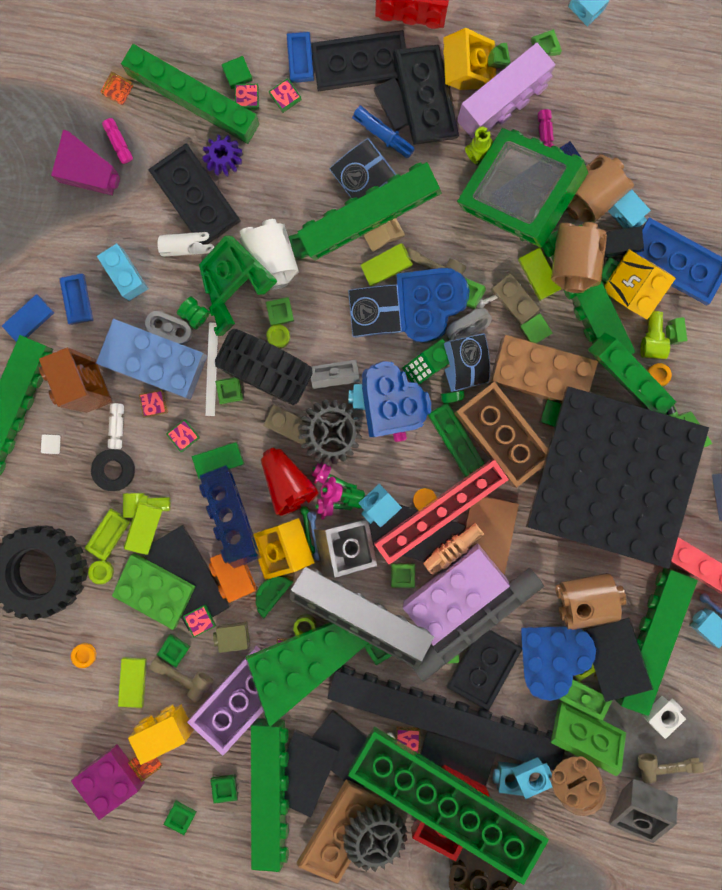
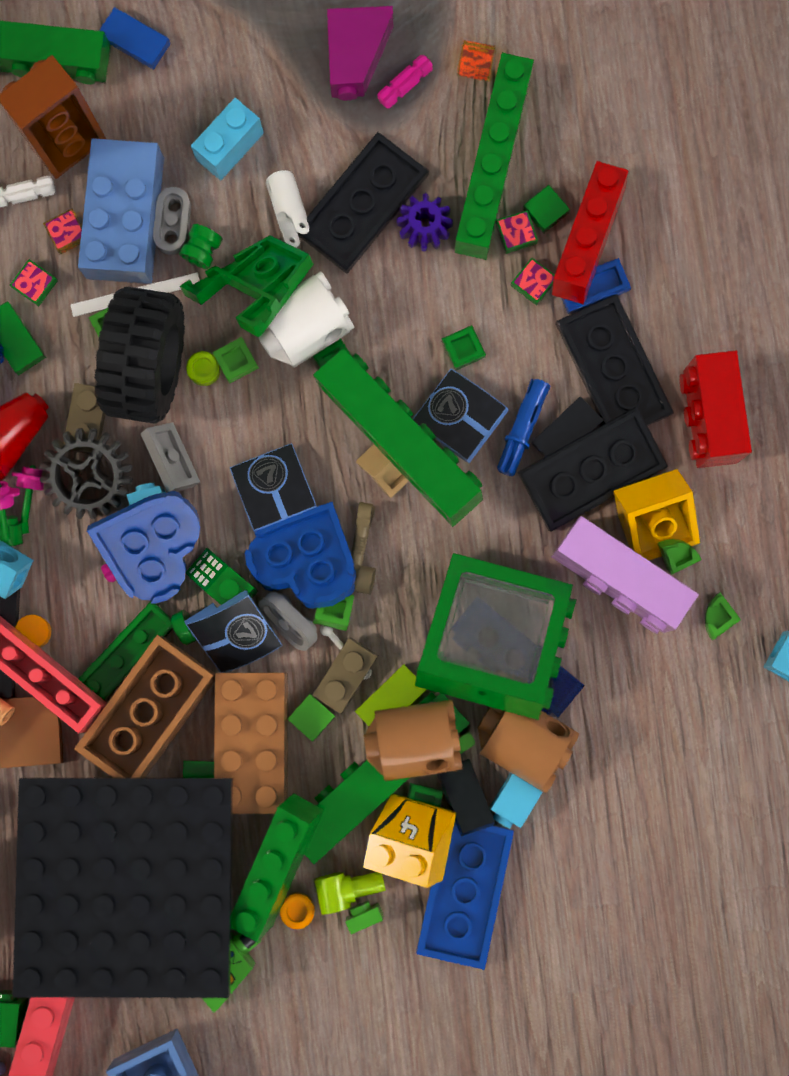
camera: 80 degrees right, 5 degrees down
(76, 299) = (178, 91): blue tile -> none
(265, 44) = (590, 232): none -> red brick
(316, 156) = (463, 347): none -> green tile
(386, 264) = (340, 484): lime tile -> none
(479, 146) = (541, 561): lime pin -> none
(545, 127) = (592, 651): dark pink axle -> none

